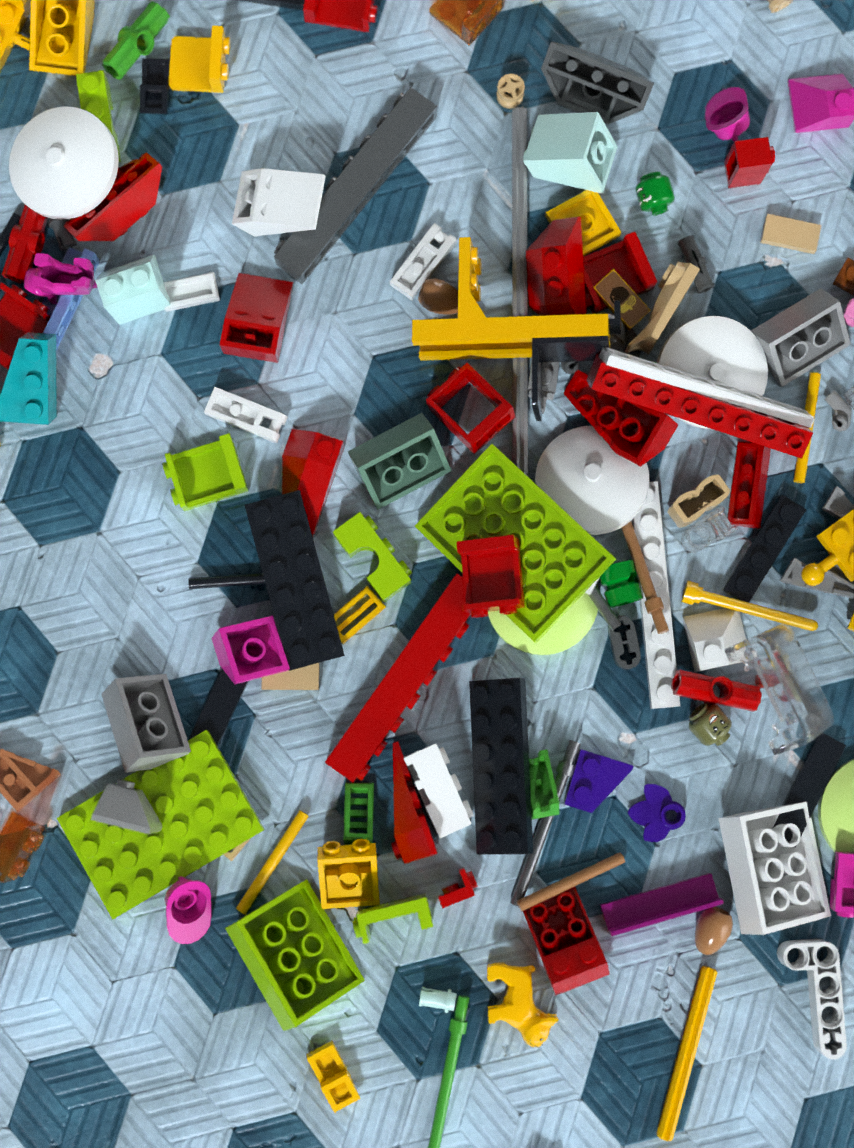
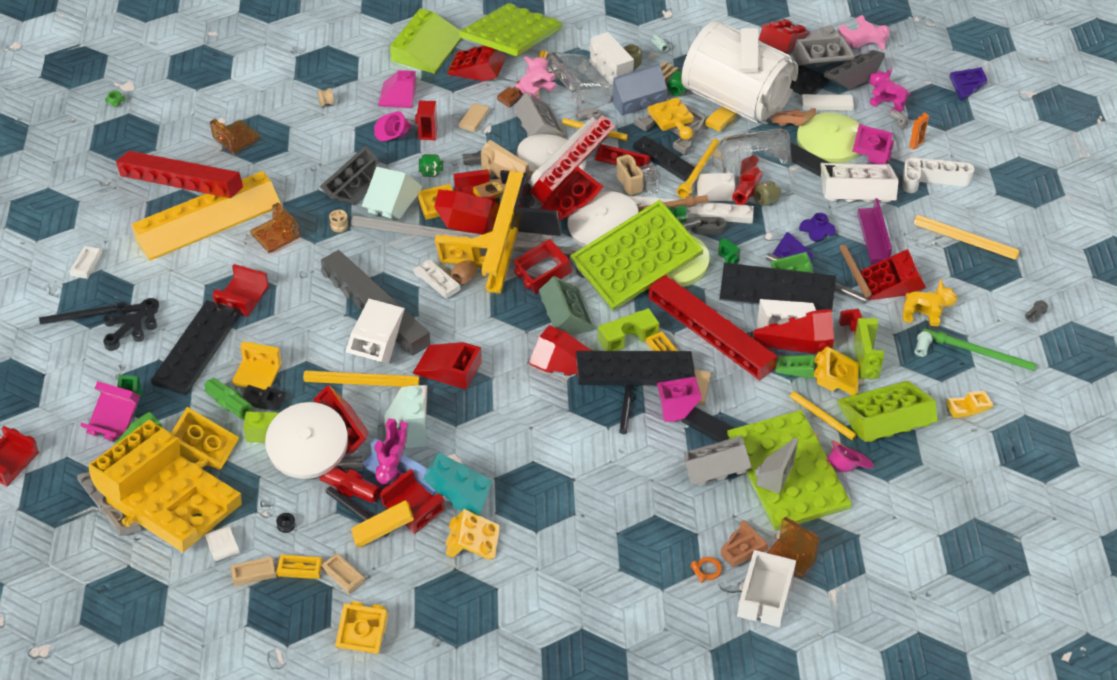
camera: 75 degrees left, 35 degrees down
(205, 474) = (548, 407): lime panel -> none
(214, 206) = (360, 378): none -> yellow axle
(244, 414) = (513, 382): white plate -> none
(491, 575) = (656, 263): red panel -> none
(571, 681) = (729, 251): none -> green bracket
(712, 930) = (893, 211): medium nougat animal -> none

